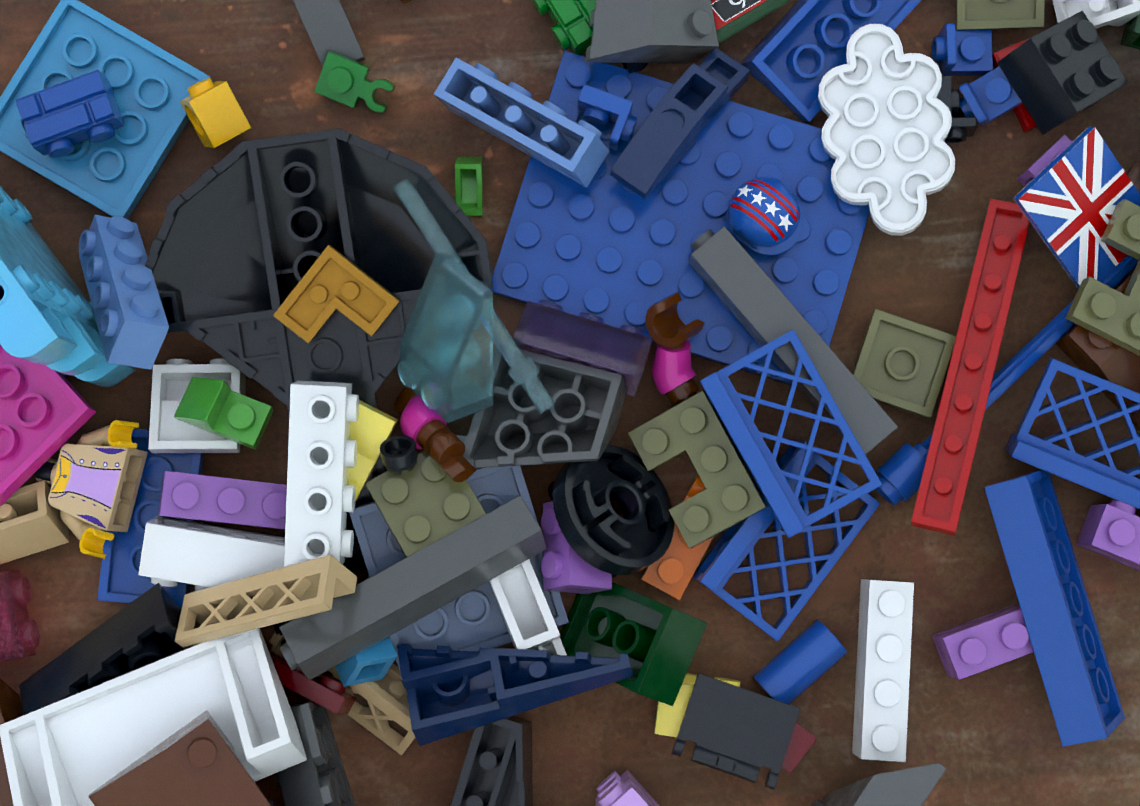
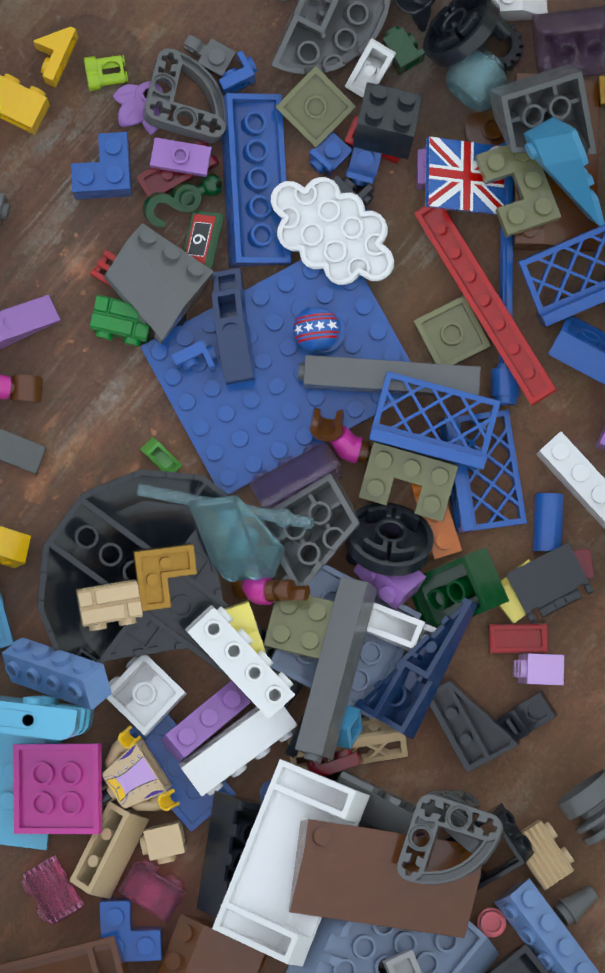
camera: 50 degrees left, 0 degrees up
(56, 581) = (164, 841): none -> tan brick
(223, 412) = (161, 681): bright green slope -> none
(245, 272) = (108, 604): none -> tan brick
(263, 600) = (274, 745): tan fence -> none
(347, 82) = (50, 467): green plate -> none
(398, 445) = (268, 609): black hinge -> none
(523, 122) = (158, 402): medium blue brick -> none
(643, 752) = (518, 638): none -> red tile

